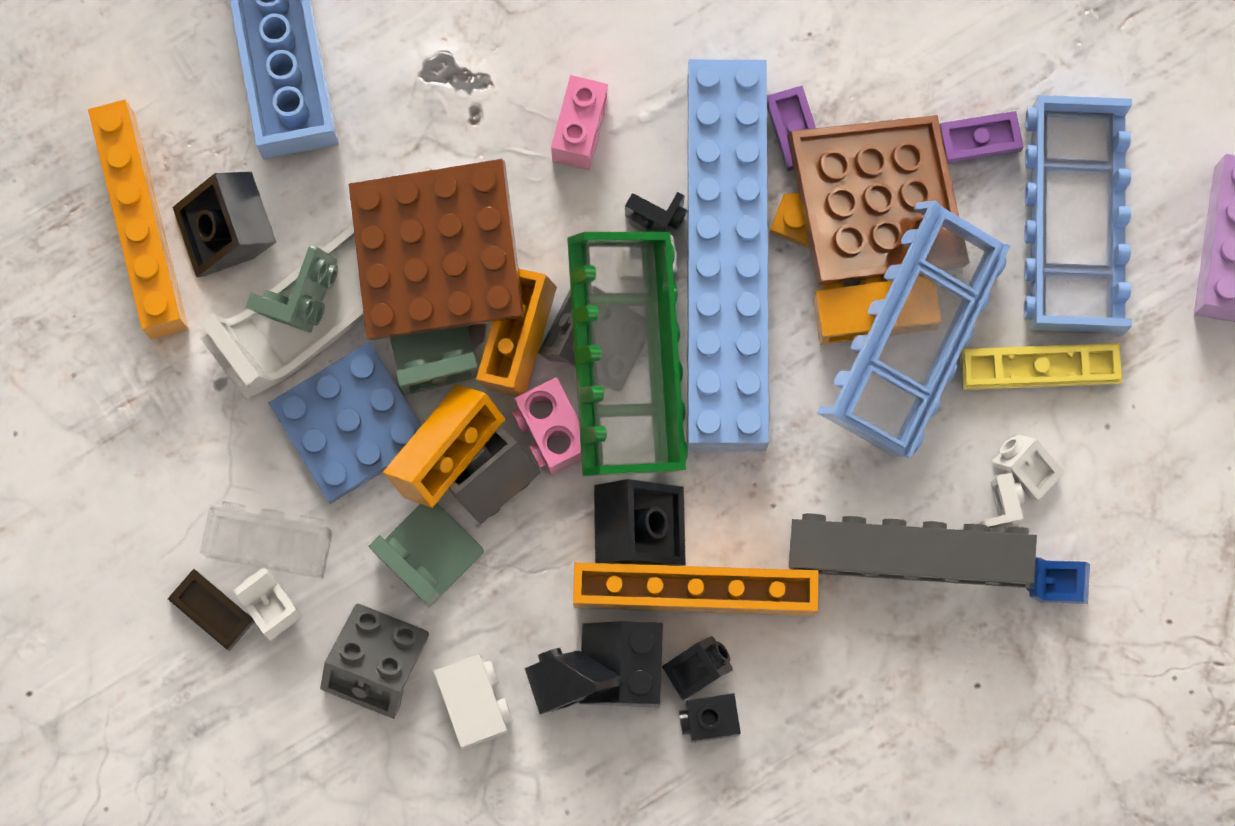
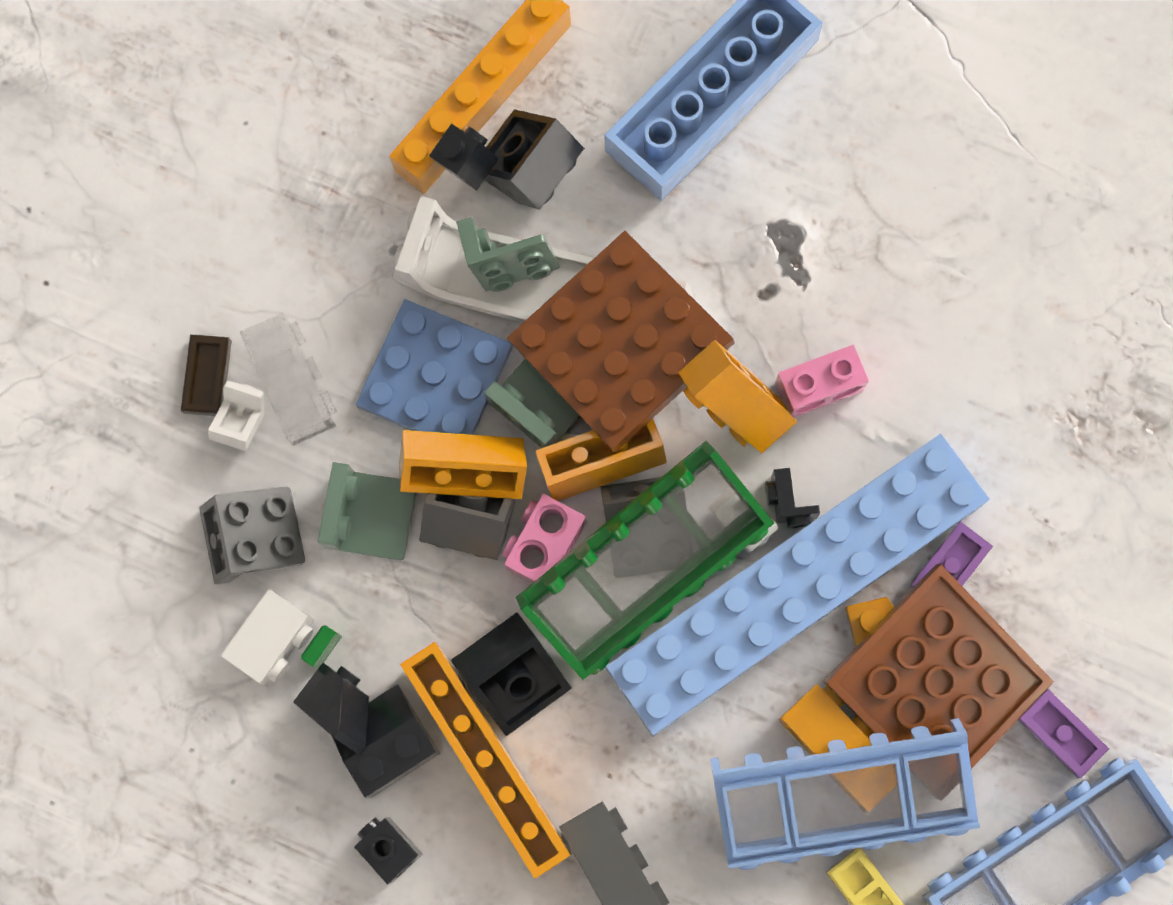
camera: 60 degrees right, 0 degrees up
(188, 268) = (464, 155): none -> black brick
(509, 663) = (321, 646): none -> green tile
(549, 192) = (736, 398): none -> light orange brick
(698, 667) = (424, 808): black bracket -> none

